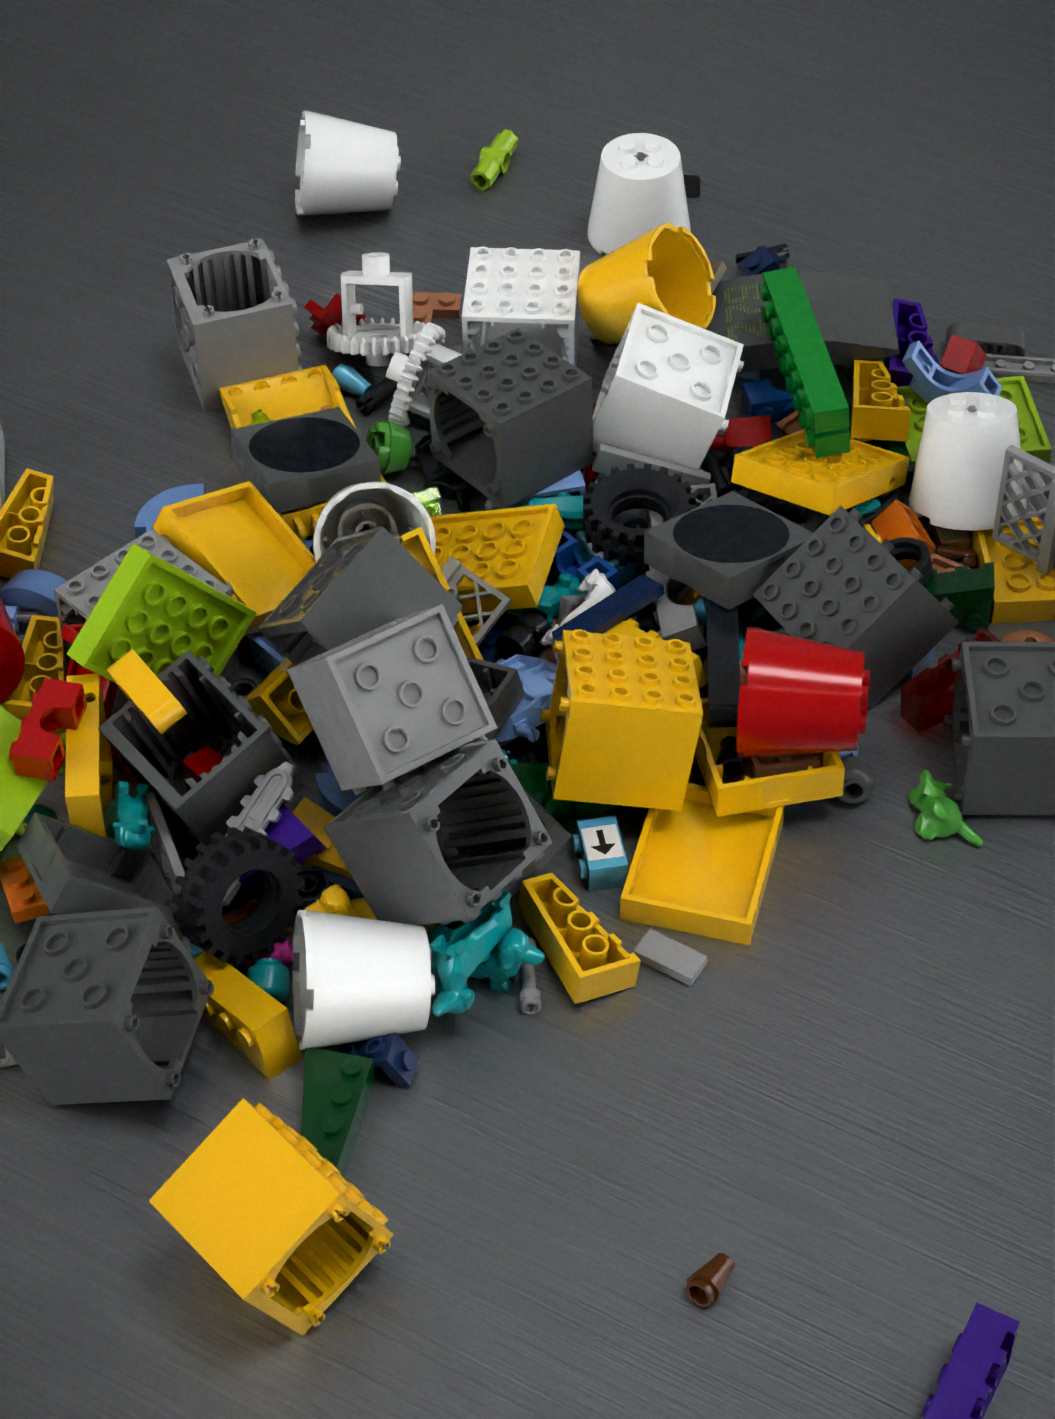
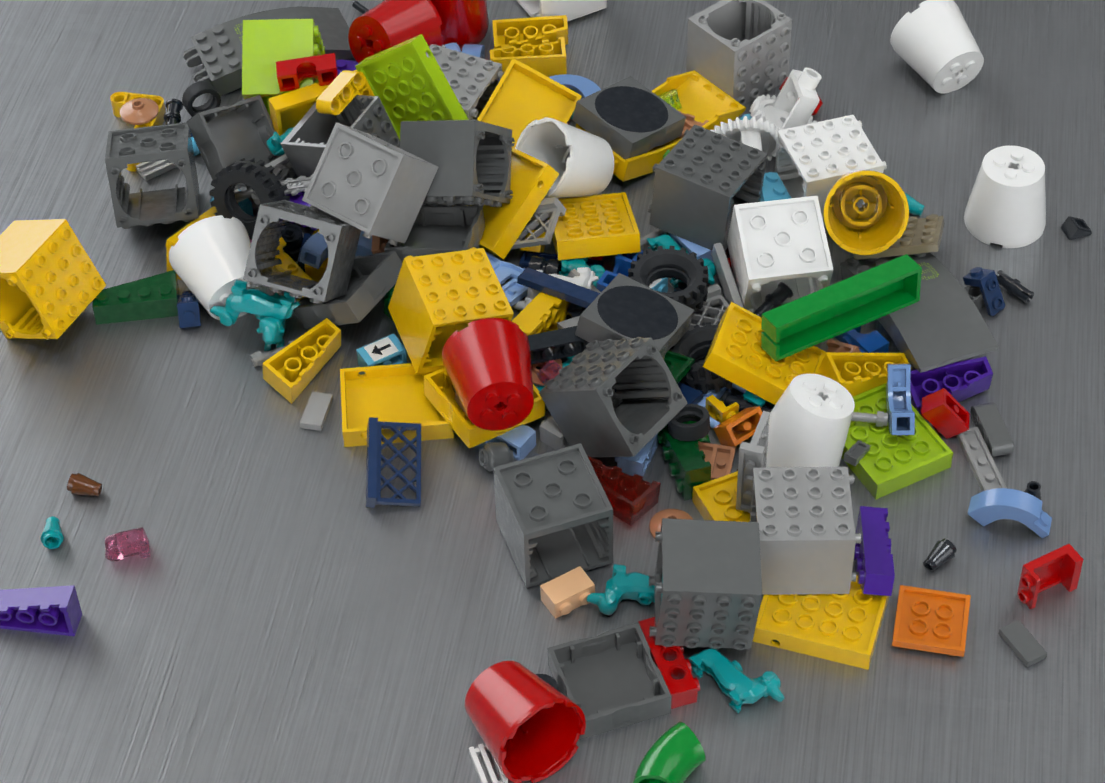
camera: 70 degrees right, 0 degrees up
(82, 531) = (546, 58): none -> yellow wedge
(430, 500) = (644, 191): clear neon green tile -> none
(494, 160) = (1027, 123): lime piece -> none
(799, 1343) = (52, 533): none -> teal cone
(823, 900) = (374, 466): none -> dark blue fence
(862, 1243) = (127, 544): none -> clear pink leg
(939, 813) = (482, 508): bright green animal -> none

